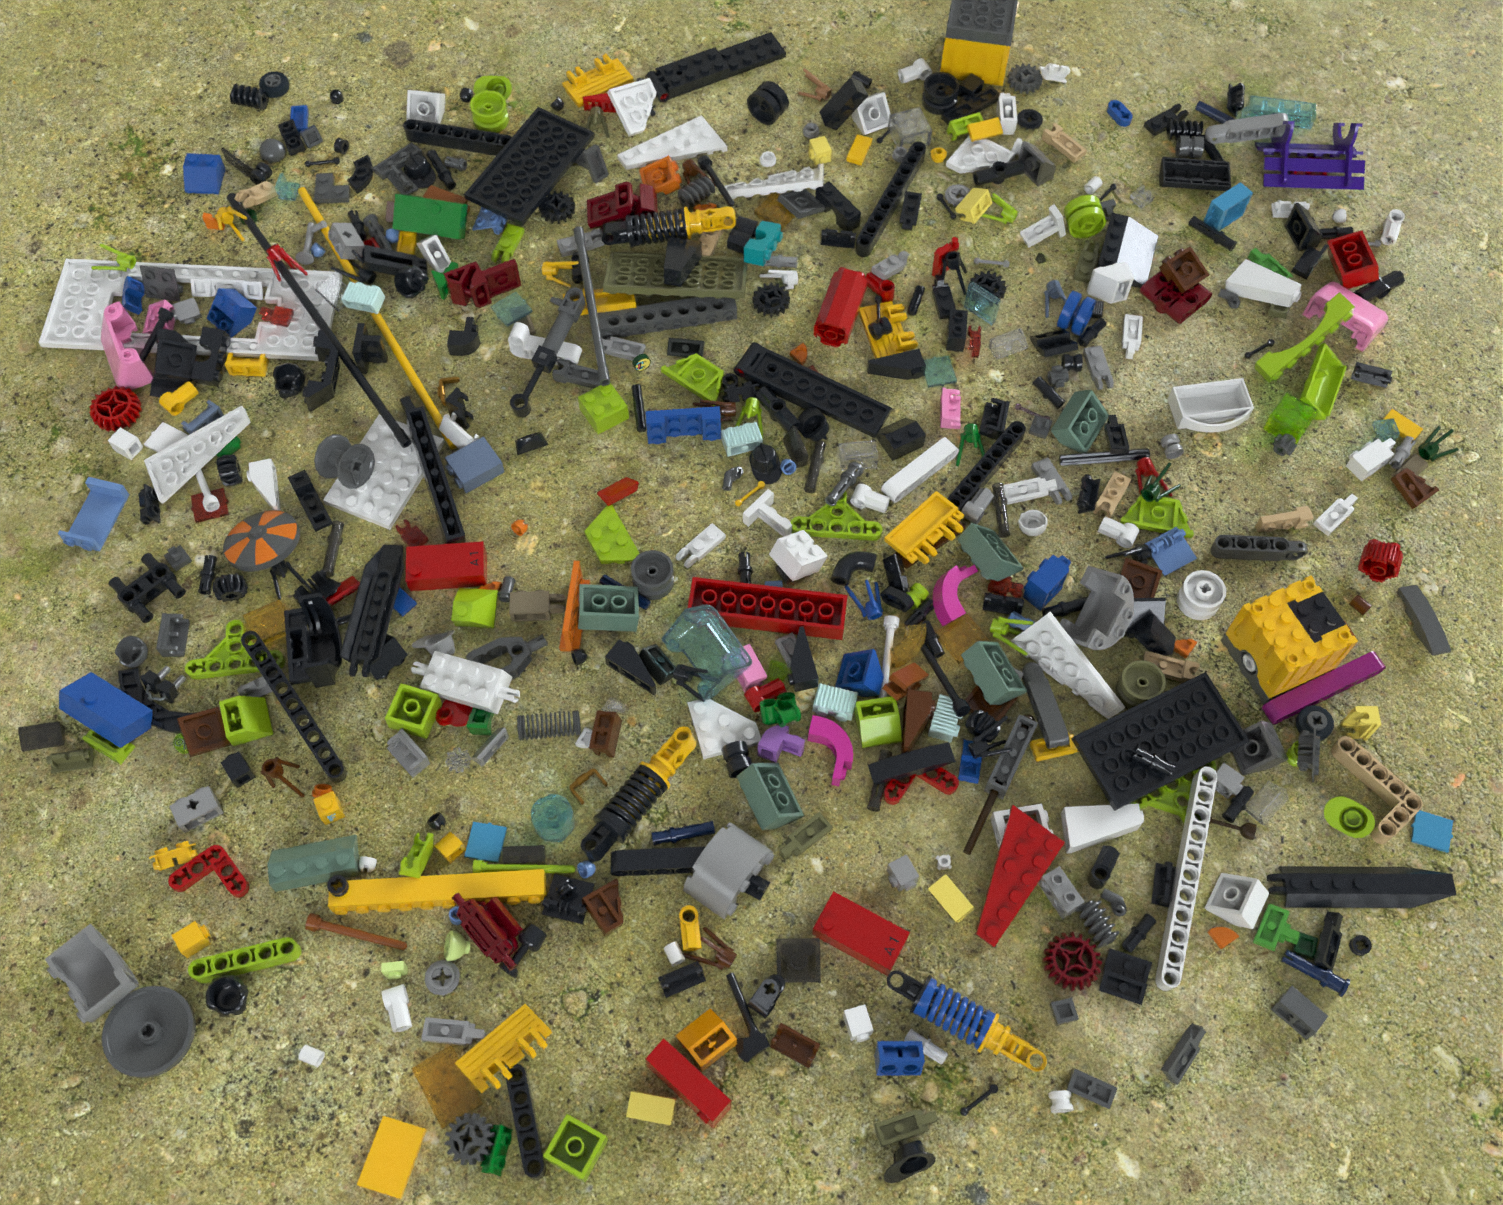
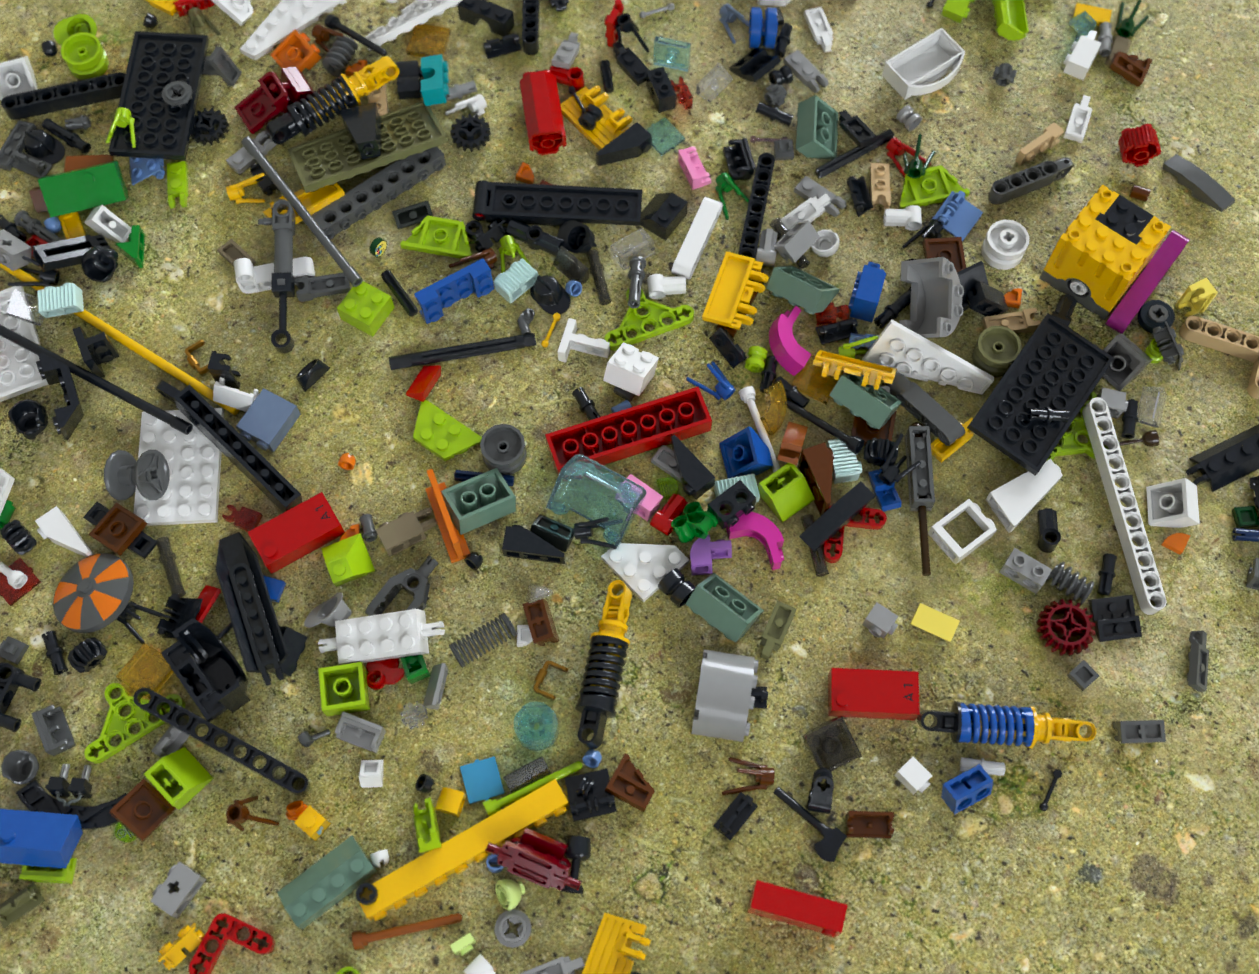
camera: 25 degrees left, 5 degrees up
(237, 769) = (198, 830): black brick -> none
(308, 498) = (118, 529): none -> reddish brown plate
(363, 739) = (307, 740): none -> dark grey hand
(399, 792) = (371, 773): none -> white slope
(464, 342) = (190, 301): black brick -> none
(481, 285) = (174, 236): dark red piece -> none
(487, 172) = (122, 119): none -> lime plant
(511, 309) = (219, 248): clear light blue piece -> none
(546, 164) = (177, 87): none -> dark grey gear
(622, 348) = (352, 240): light grey hinge -> none
(651, 1107) = (773, 947): light yellow hinge -> none
(654, 861) = (654, 718): black beam -> none
(664, 478) = (462, 351): none -> black piece
(674, 954) = (716, 796): white hinge -> none
(680, 833) = (660, 683): dark blue pin -> none
(690, 930) = (720, 768): yellow piece -> none
(701, 545) = (532, 399): white hinge -> none
(706, 1039) = (788, 859): light orange slope -> none
(801, 203) = (448, 25): dark grey tile -> none
(819, 704) = (728, 501): none -> black brick
(850, 563) = (682, 353): black cylinder -> none
(897, 599) = (742, 369): black beam -> none
(903, 1126) = (1001, 847): olive hinge -> none
(909, 1160) = (1021, 874): black piece -> none
(943, 862) = (909, 592): white piece -> none
(990, 283) = (666, 30): black gear -> none
(1007, 509) = (797, 241): none -> light grey hinge
(1007, 650) = (872, 372): none -> yellow hinge
(1019, 866) = (979, 566): red wing -> none
(1061, 1101) = (1120, 756): white wheel -> none
(1116, 901) = (1073, 555): dark grey arm -> none
(1163, 884) = (1105, 521): black hinge -> none
(1227, 678) = (1065, 309): none -> black piece
(1275, 929) = (1216, 515): bright green hinge -> none
(1291, 418) = (997, 47): clear neon green brick -> none
(1349, 817) = (1228, 387): lime piece -> none

